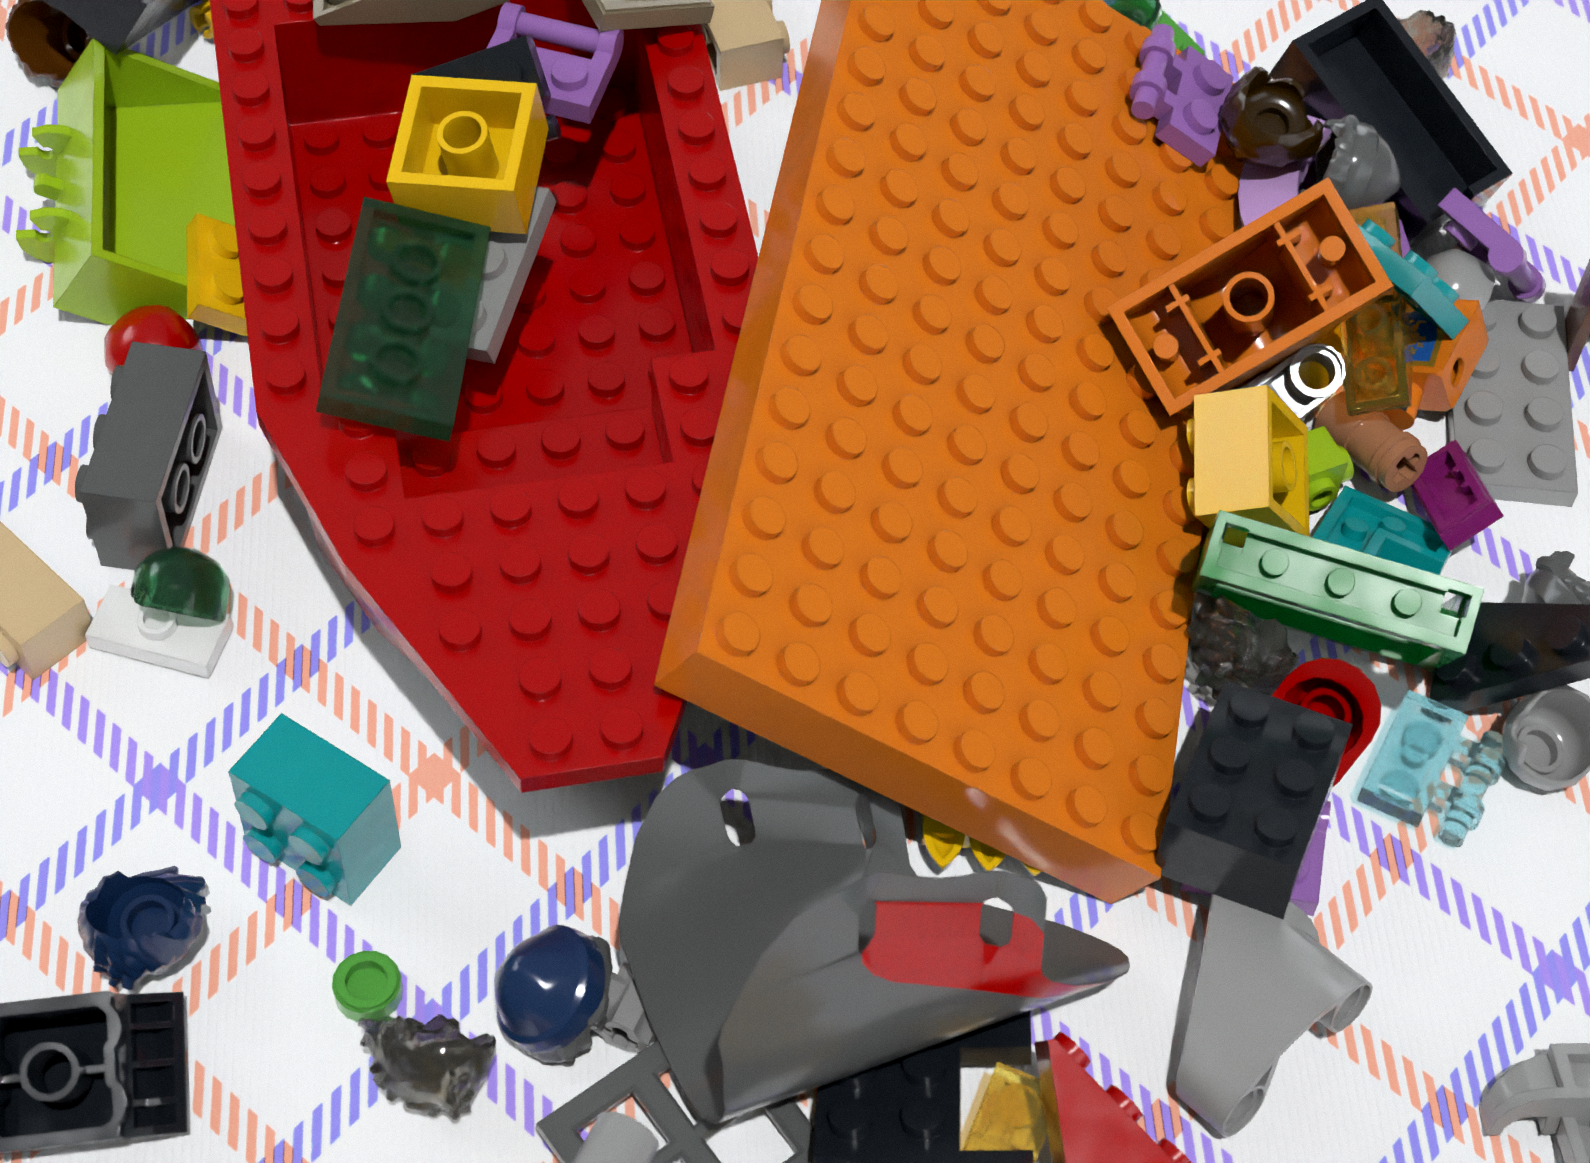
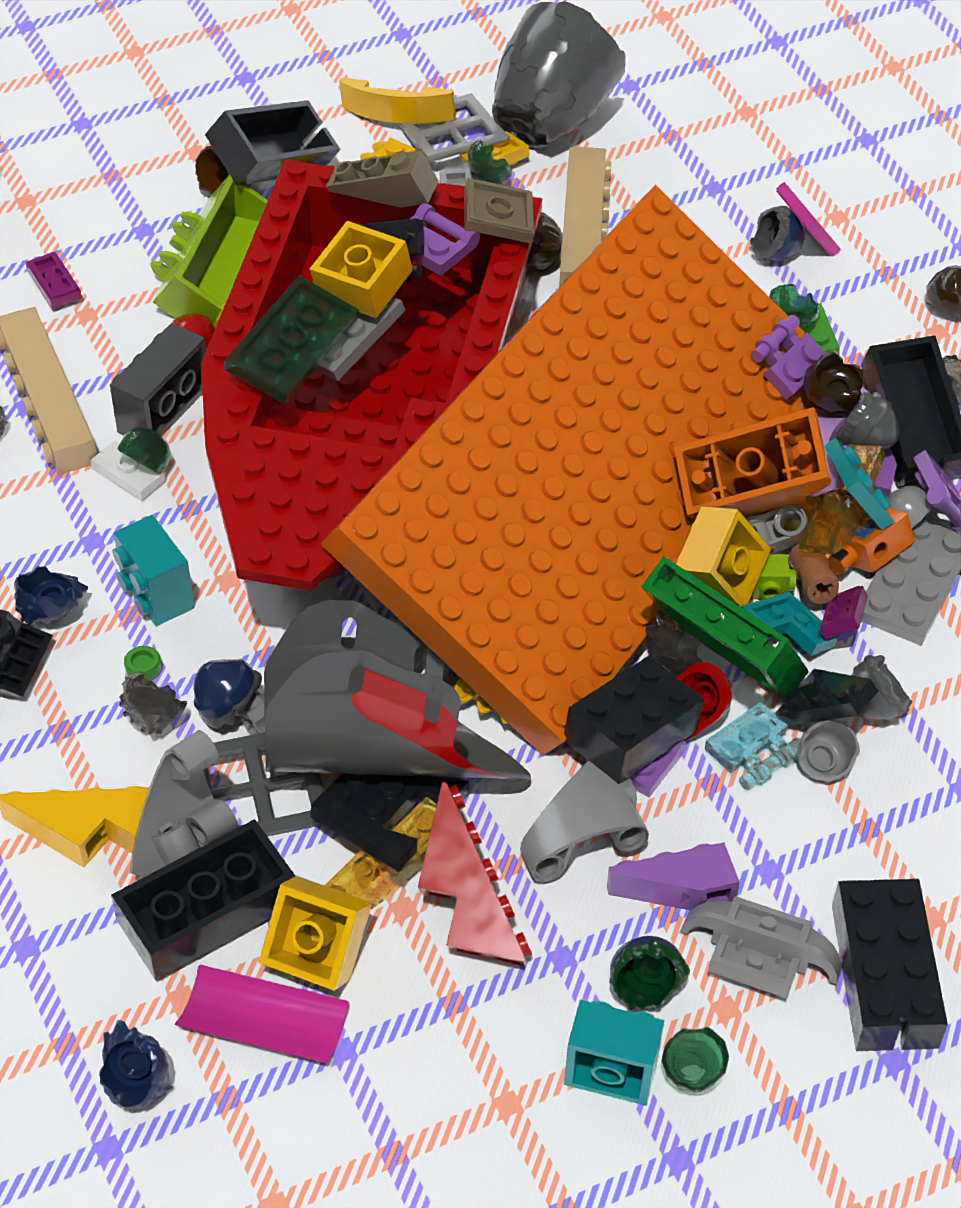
camera: 25 degrees right, 5 degrees down
(1453, 1048) = (677, 878): none -> medium lavender slope

